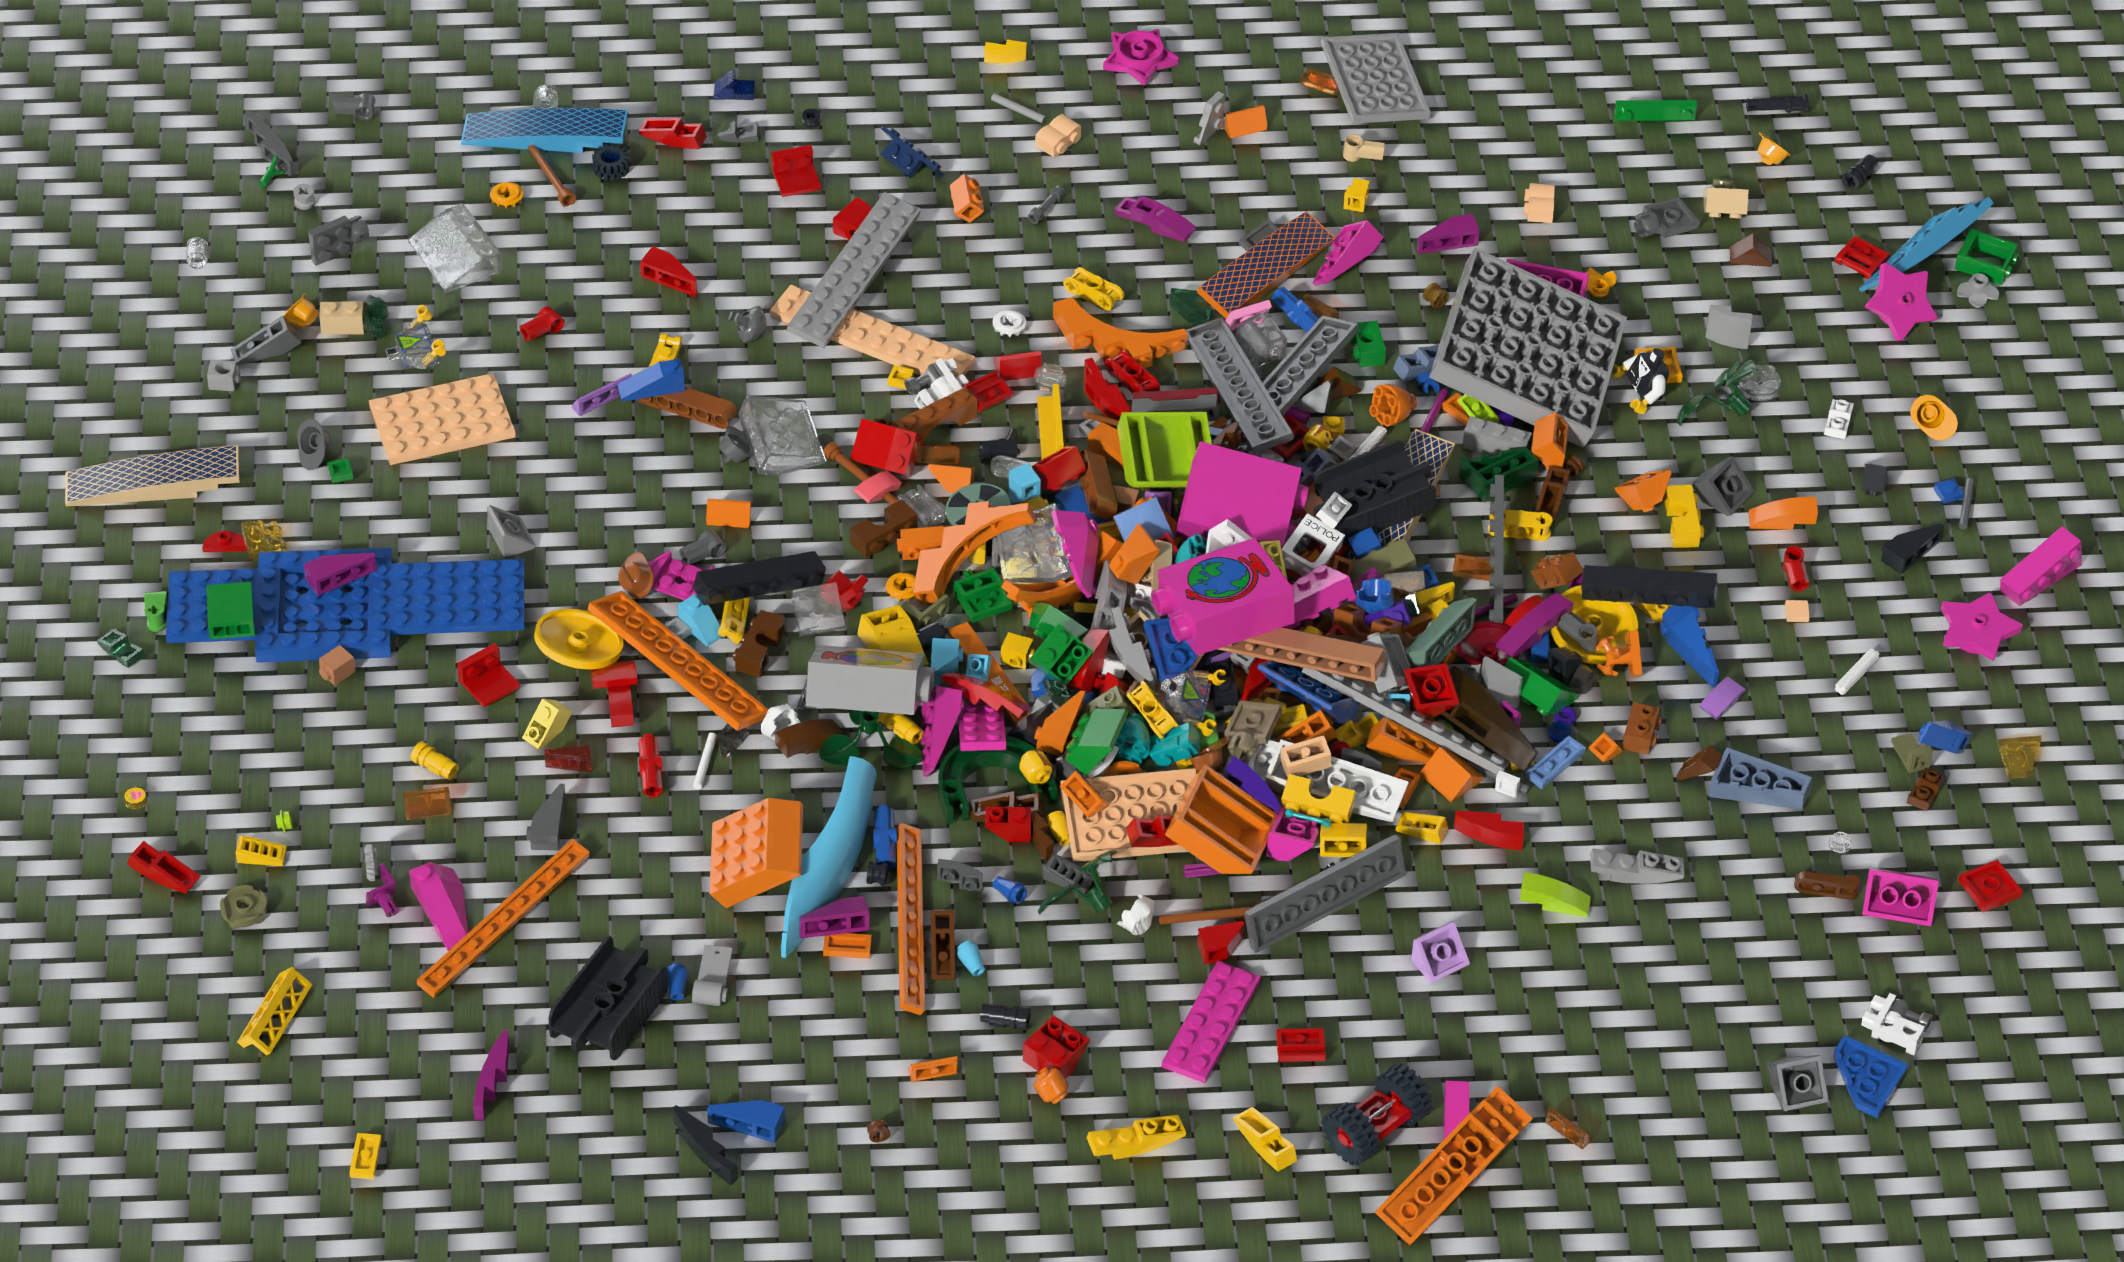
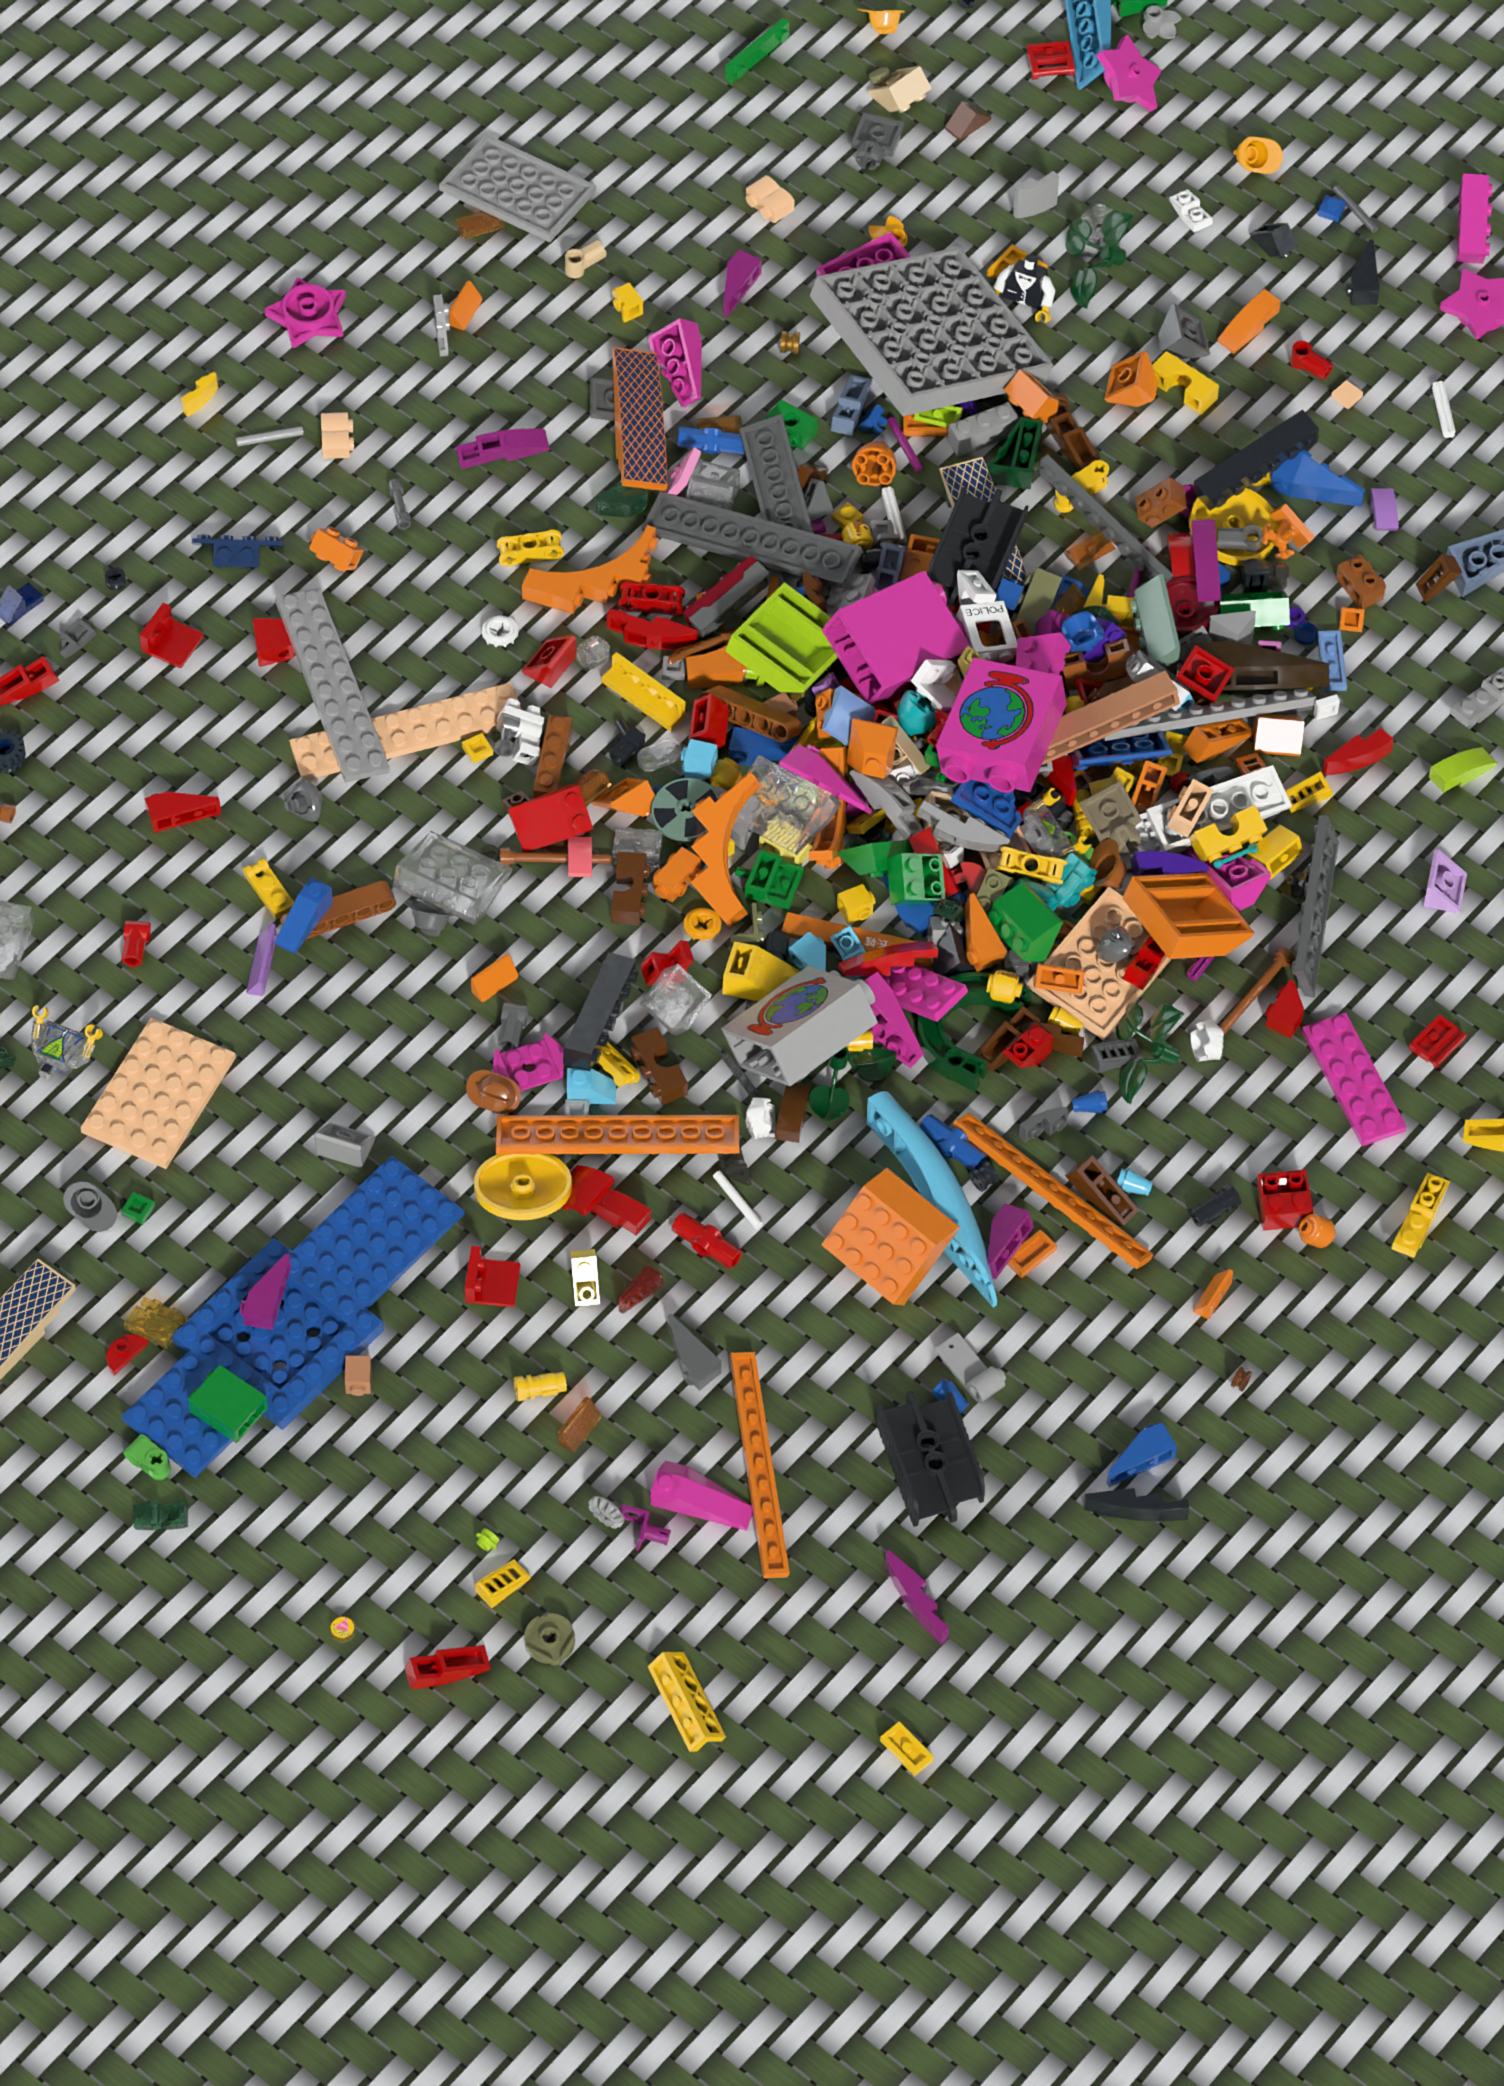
camera: 45 degrees left, 10 degrees up
(989, 391) = (563, 701): red plate -> none
(1145, 801) = (1115, 945): none -> dark grey piece

